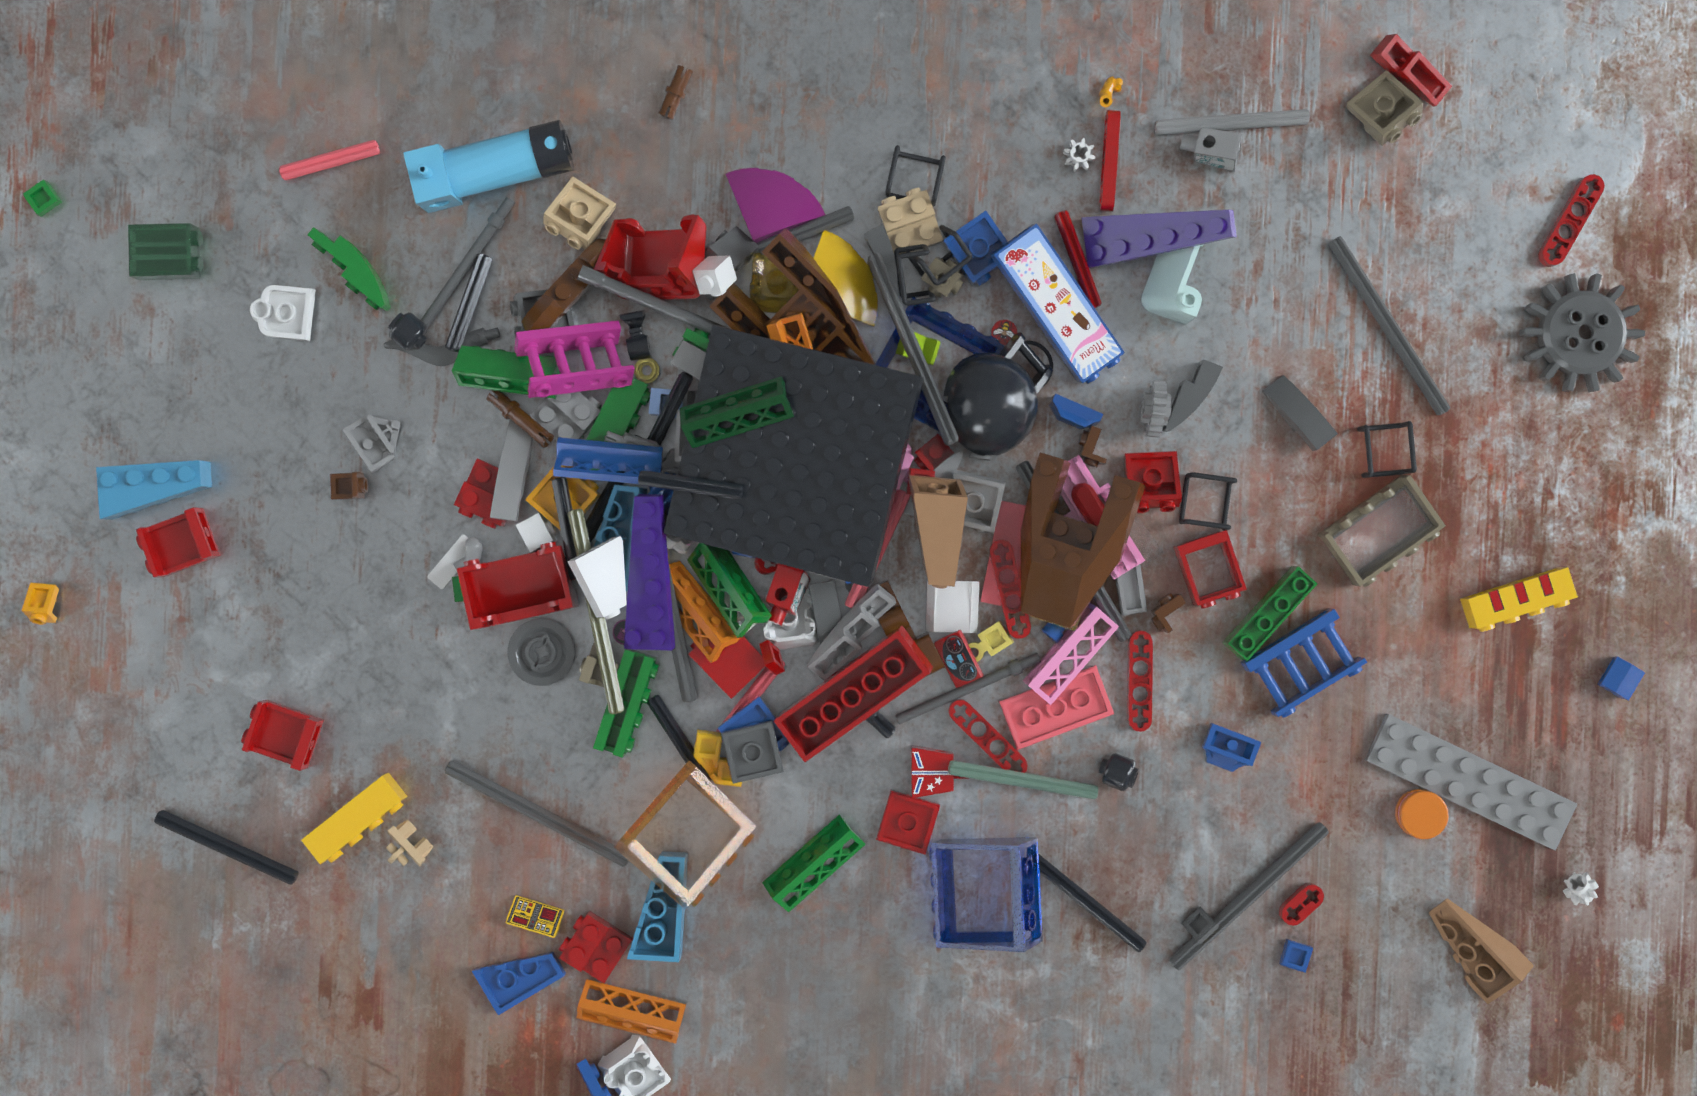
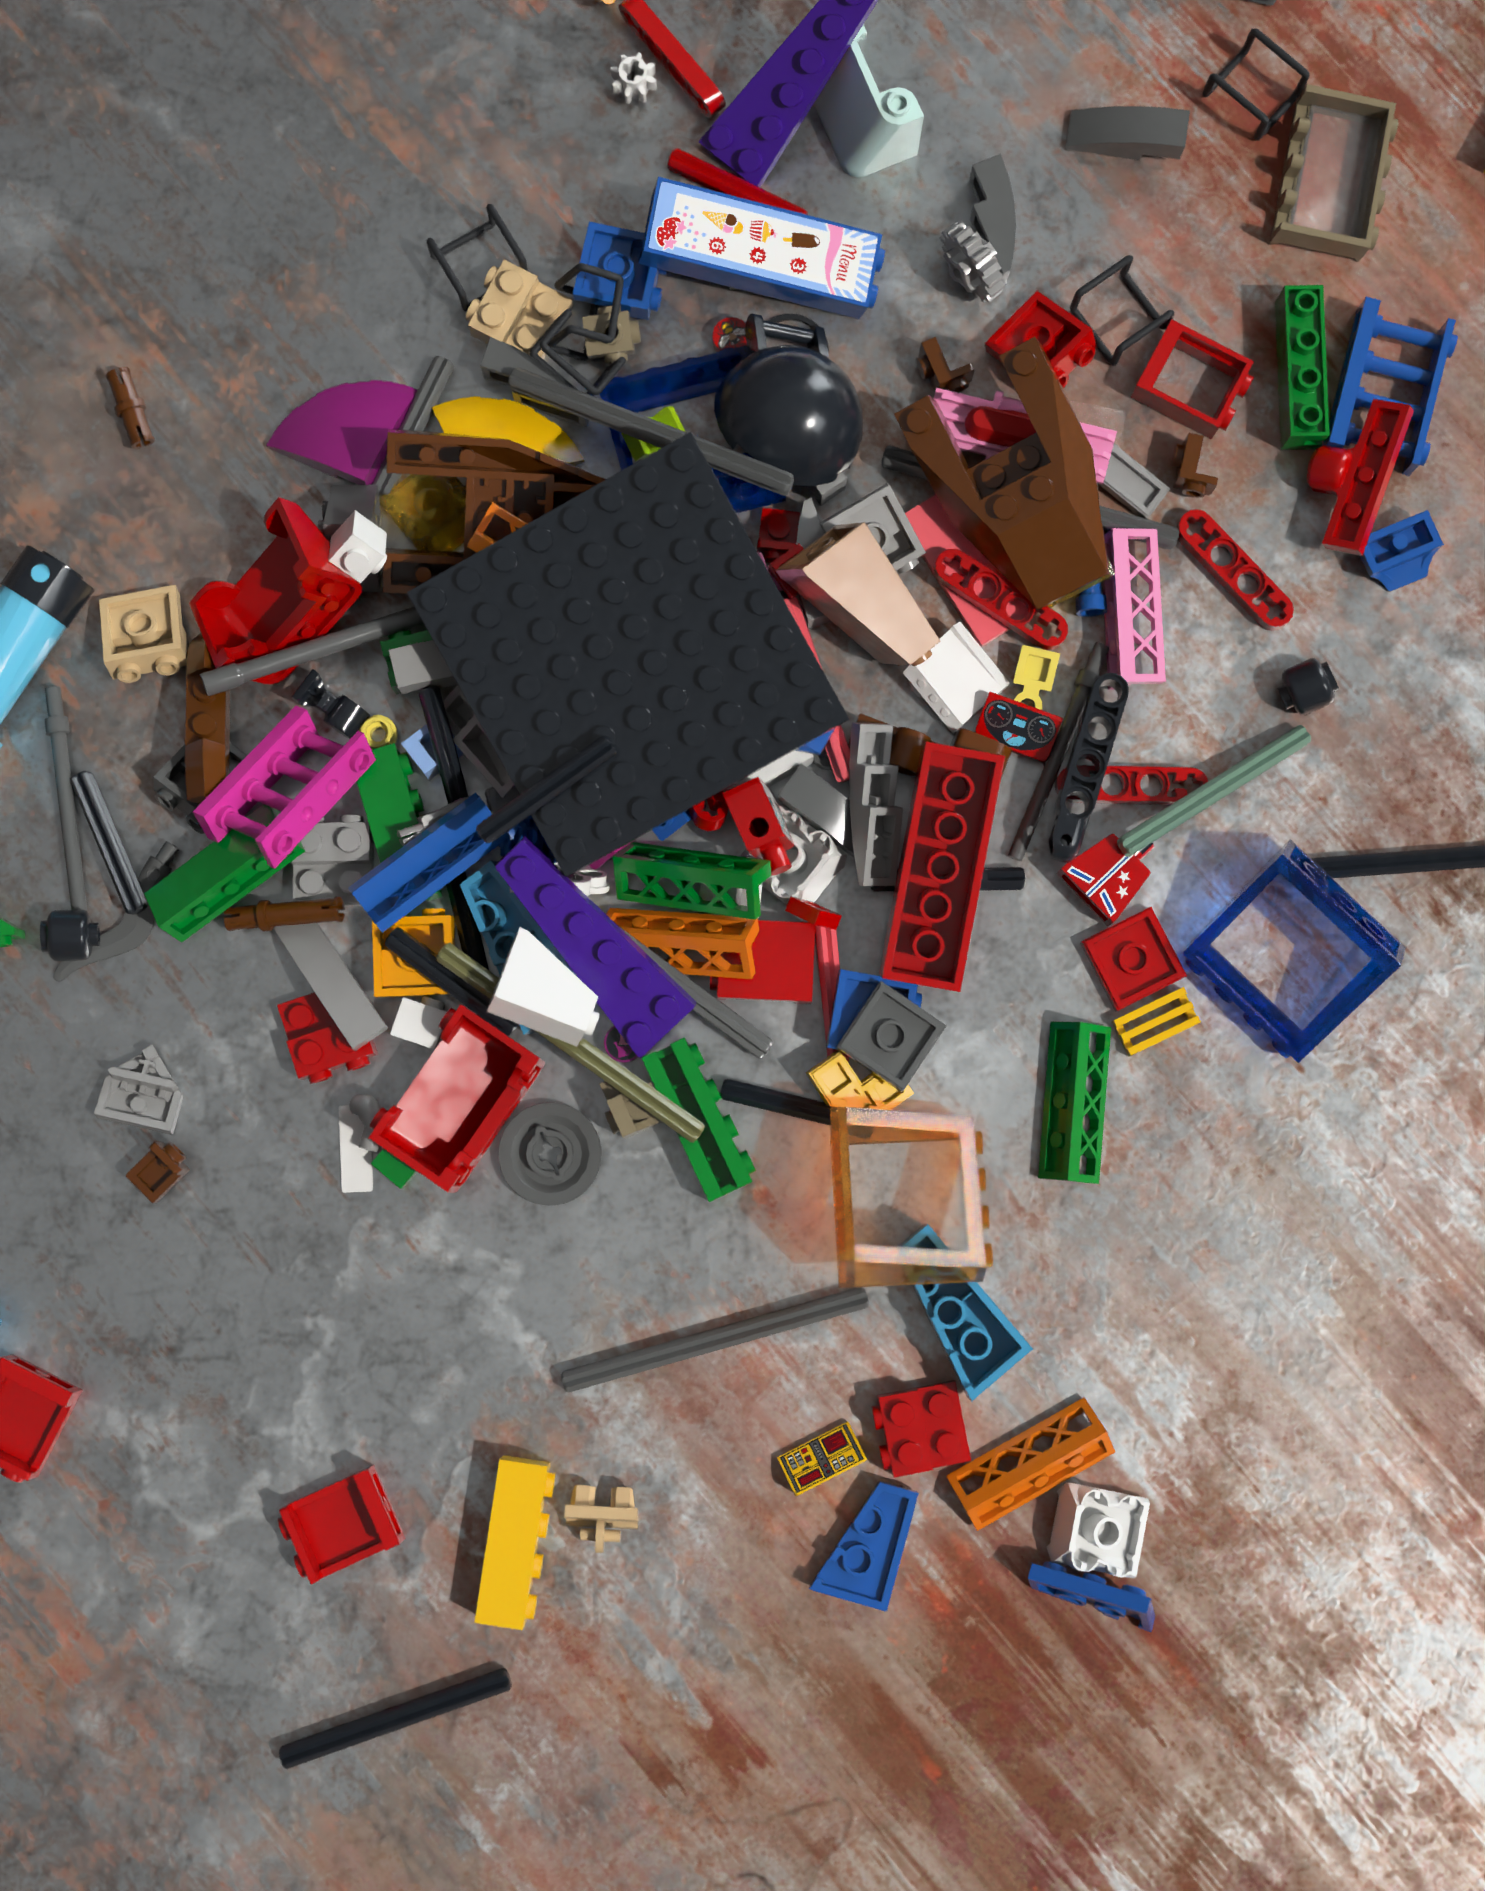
camera: 45 degrees left, 5 degrees down
(732, 408) = (530, 623): dark green fence -> none
(868, 855) = (1186, 1007): none -> yellow tile
(937, 734) = (1073, 826): none -> black piece
(1036, 720) = (1164, 715): coral tile -> none
(1074, 413) = (887, 351): blue slope -> none
(1243, 694) = (1359, 475): none -> red plate

